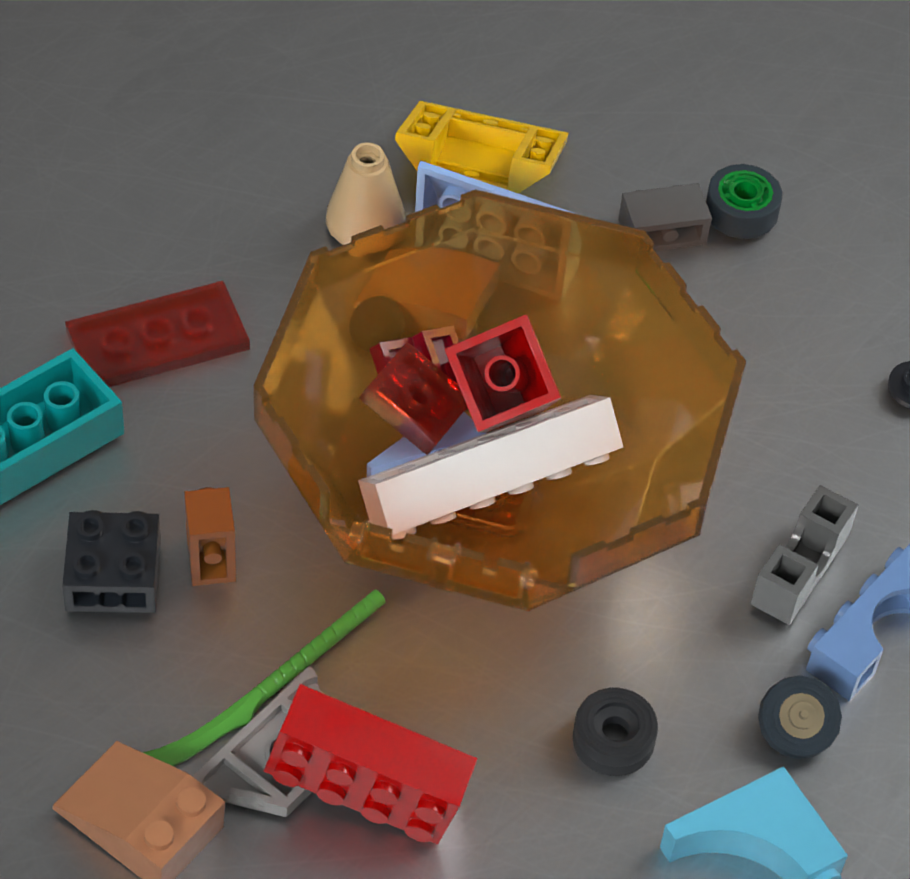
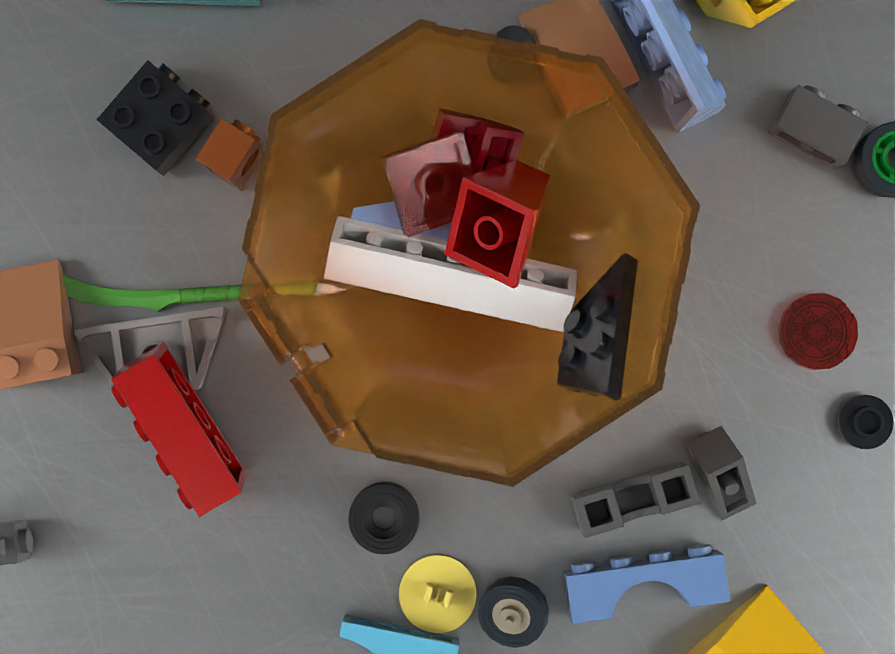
camera: 45 degrees right, 35 degrees up
(657, 402) = (599, 334): none -> black wing
(718, 762) = (437, 593): none -> light yellow piece
(813, 353) = (818, 331): none -> clear red tile
(854, 478) = (722, 472): none -> dark grey slope

